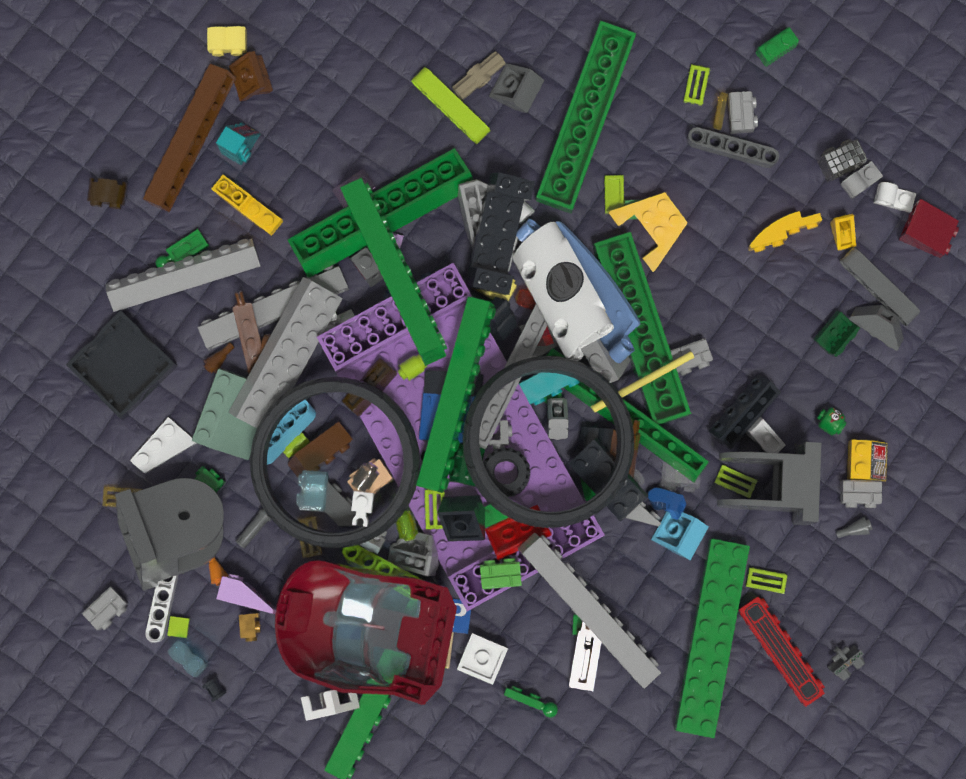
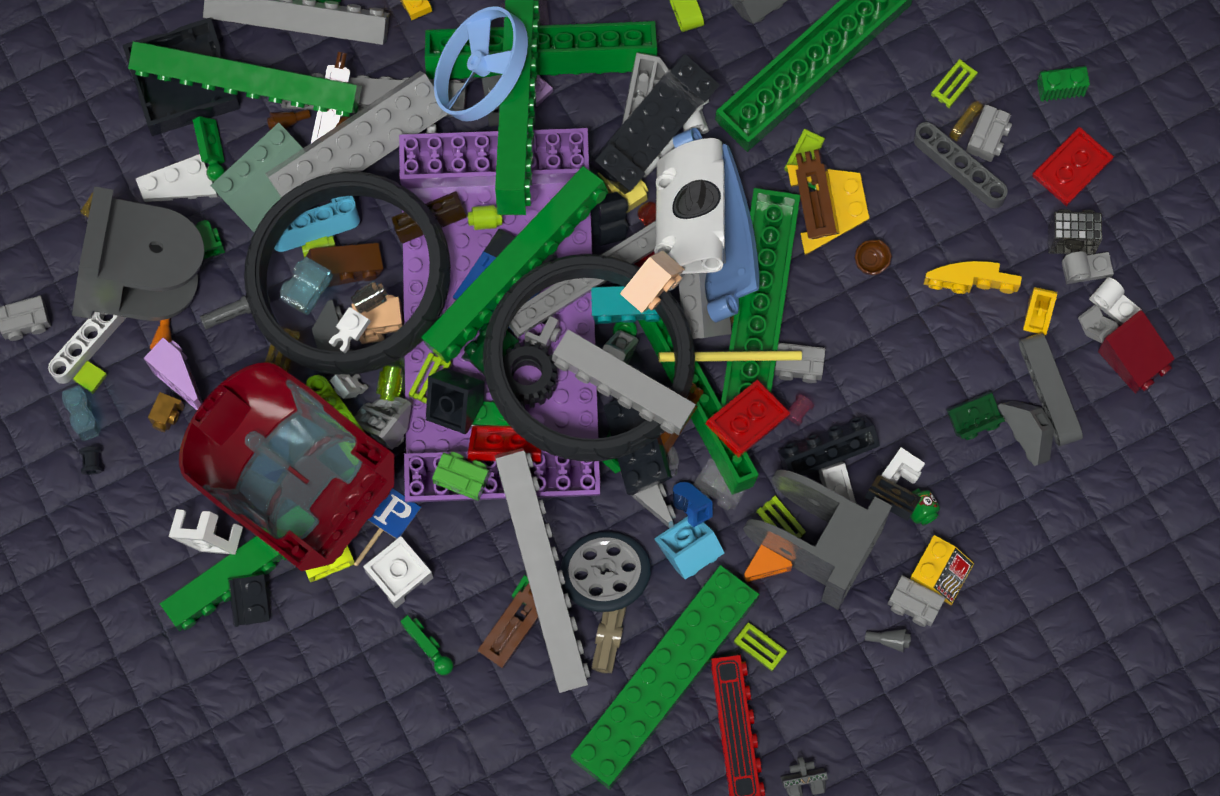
camera: 30 degrees right, 10 degrees down
(173, 409) = (209, 146): none -> green plate
(175, 347) = (244, 77): none -> green brick
(380, 249) = (507, 63): none -> light blue piece
(386, 734) = (248, 599): none -> black plate
(572, 362) = (655, 276): none -> light nougat brick
(587, 452) = (622, 382): none -> light grey brick
(614, 563) = (609, 599): none -> wedge
(646, 231) = (816, 205): none -> reddish brown hinge
(656, 627) = (608, 640): none -> dark tan piece
(679, 422) = (747, 418): none -> red tile
(704, 250) = (873, 257): none -> reddish brown hair
(707, 392) = (799, 409): none -> clear pink bush
(741, 519) = (766, 564): none -> orange slope
(799, 410) = (903, 465): none -> white panel
(813, 106) = (1073, 166): none -> red tile
(814, 431) = (902, 500): none -> black plate
(891, 222) = (1096, 325): none -> light grey bracket

